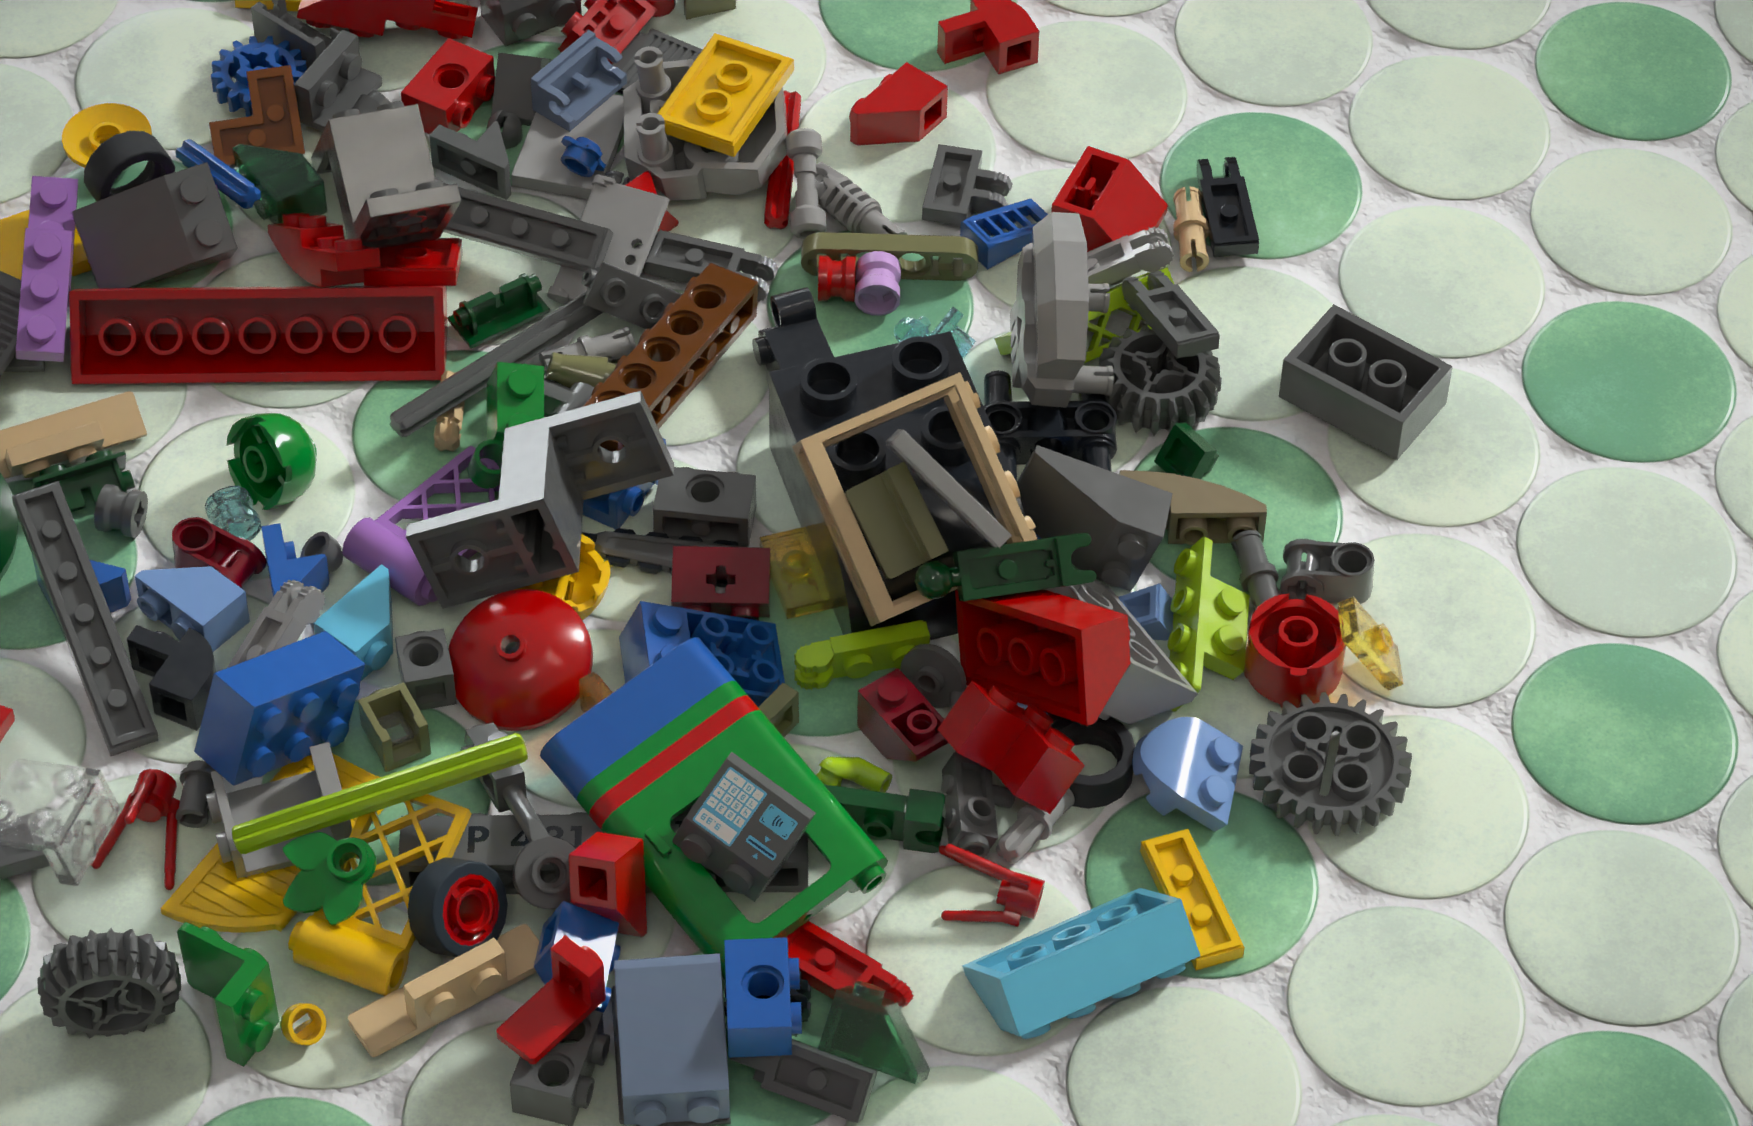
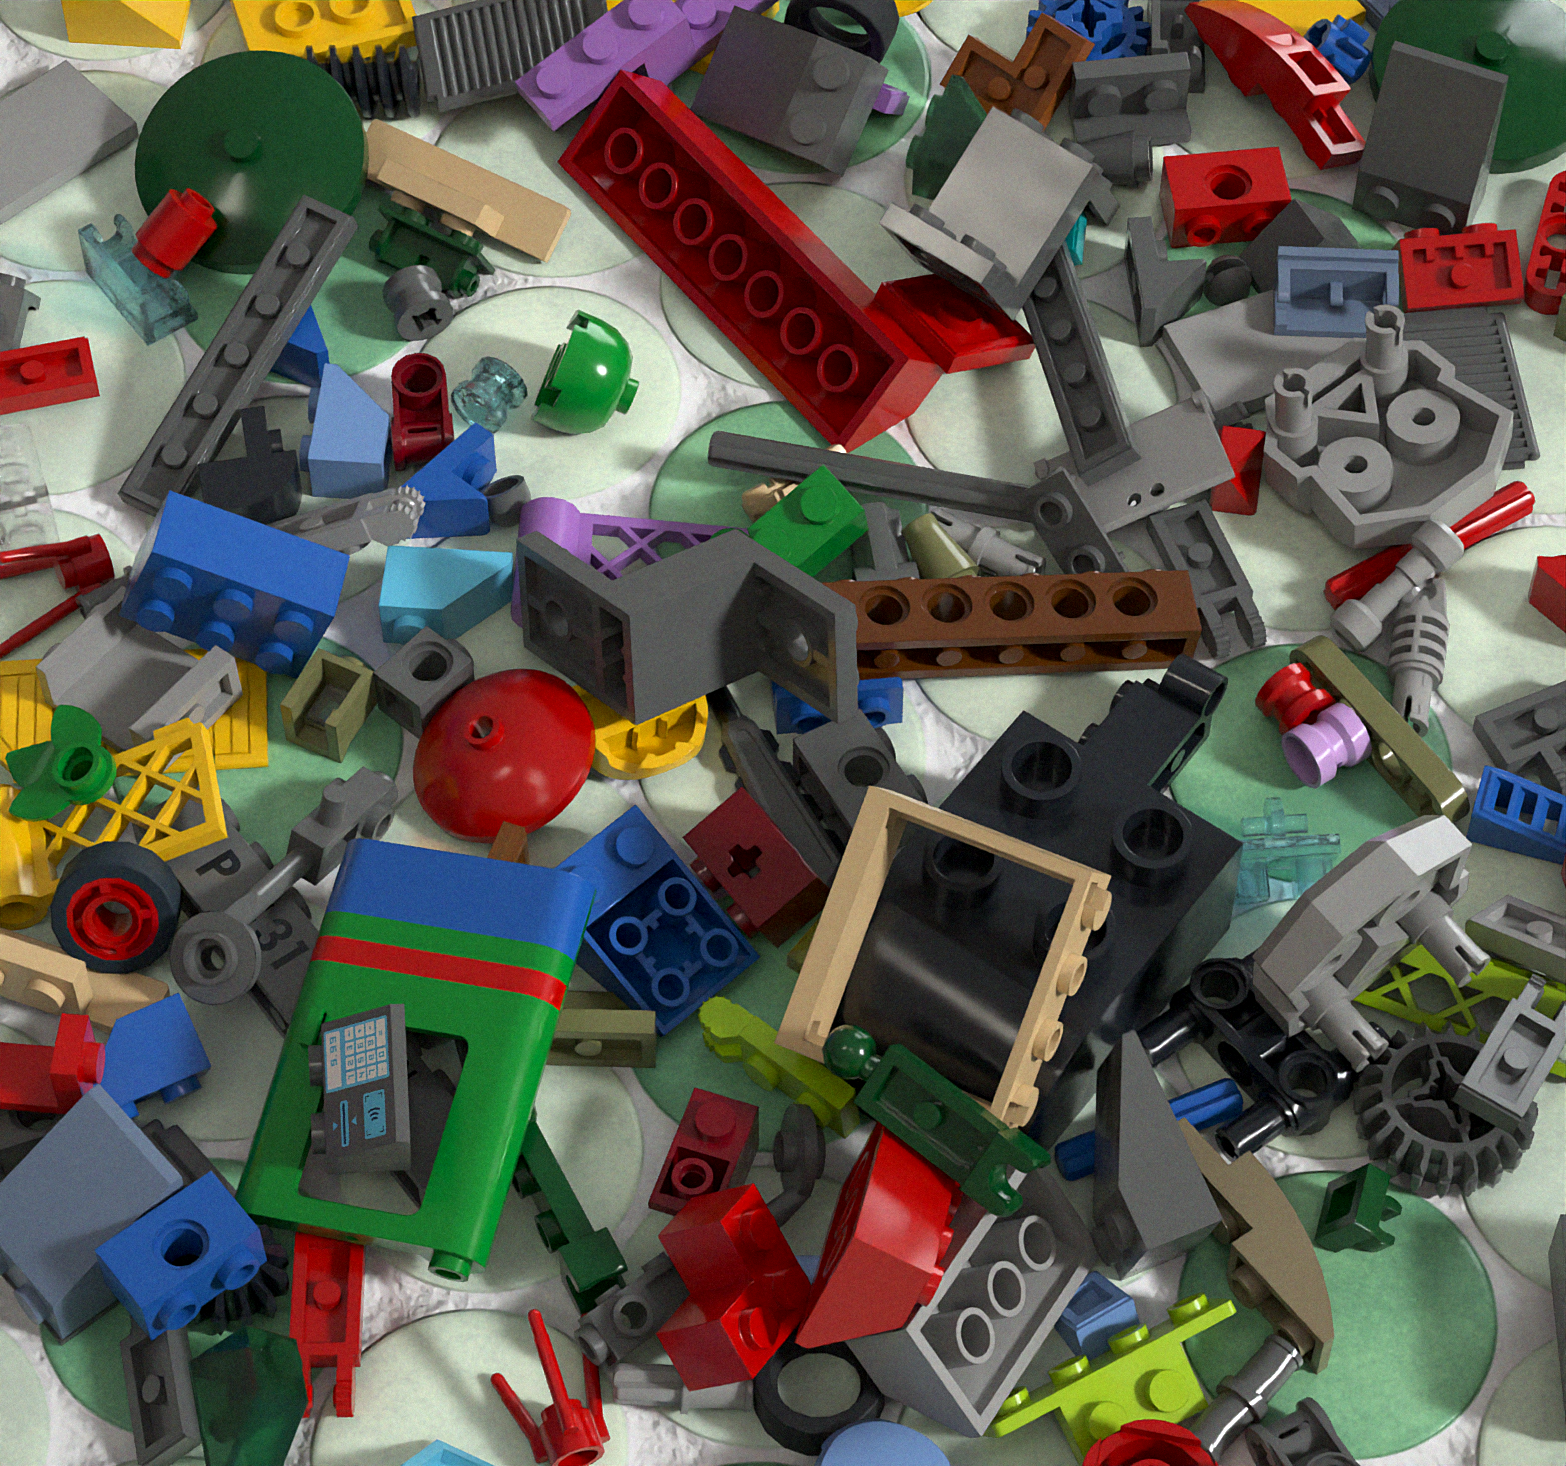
camera: 55 degrees right, 5 degrees up
(227, 179) = (918, 89): blue axle -> none
(320, 250) = (862, 247): red slope -> none
(379, 793) = (176, 740): lime axle -> none
(499, 313) = (965, 439): dark green hinge -> none
(582, 156) = (1233, 364): blue plate -> none
(610, 880) = (236, 1018): red slope -> none
(725, 94) = (1421, 424): yellow tile -> none
(856, 770) = (621, 1159): lime arm -> none
(895, 521) = (878, 958): olive panel -> none
(947, 488) = (932, 971): light grey tile -> none

